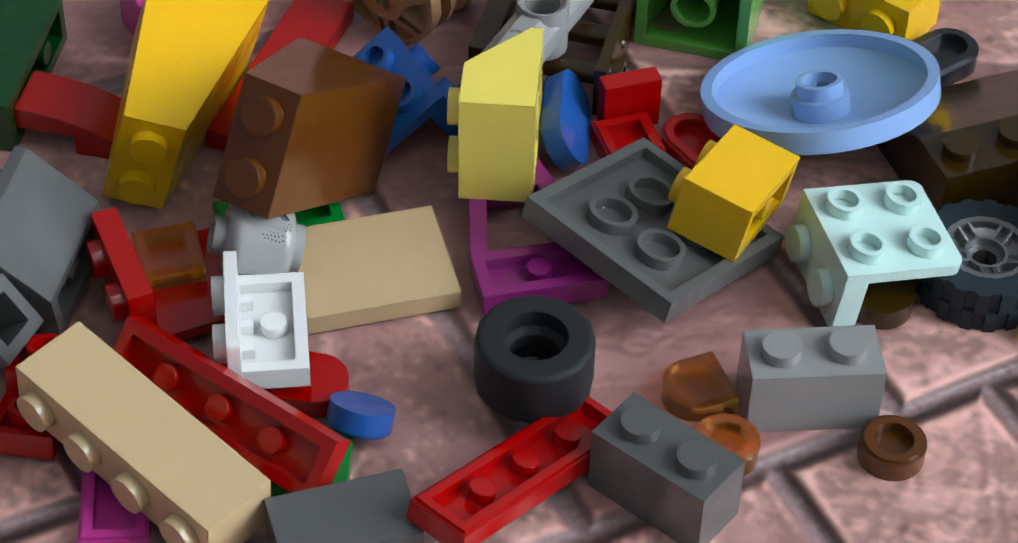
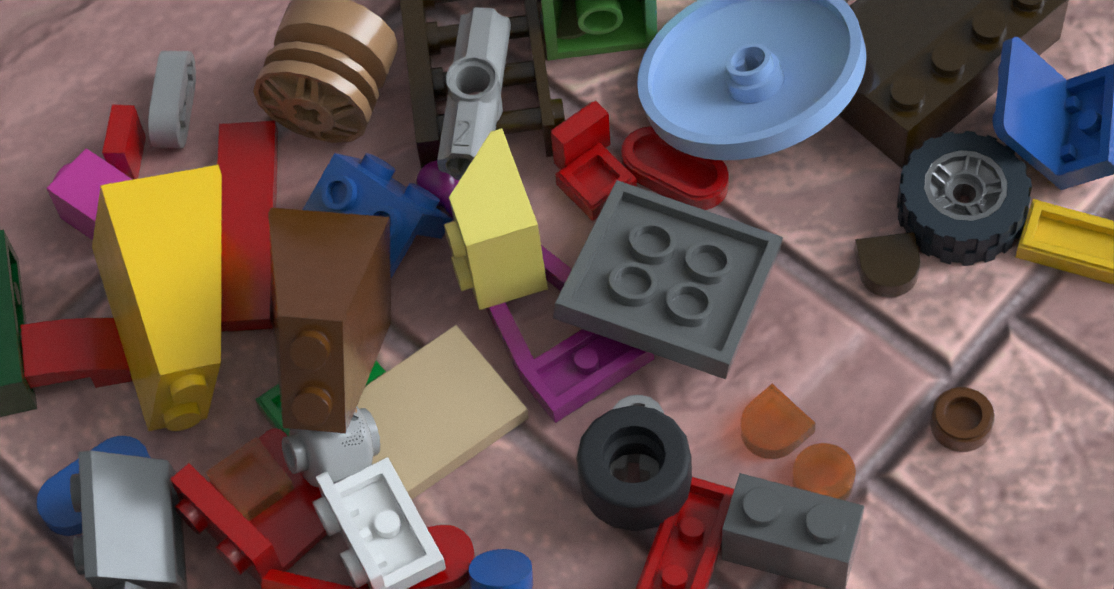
camera: 15 degrees left, 15 degrees up
(565, 120) = (539, 183): blue tile -> none
(731, 191) = (729, 220): yellow brick -> none
(810, 377) = (871, 383): light grey brick -> none
(865, 237) = (862, 222): light aqua bracket -> none

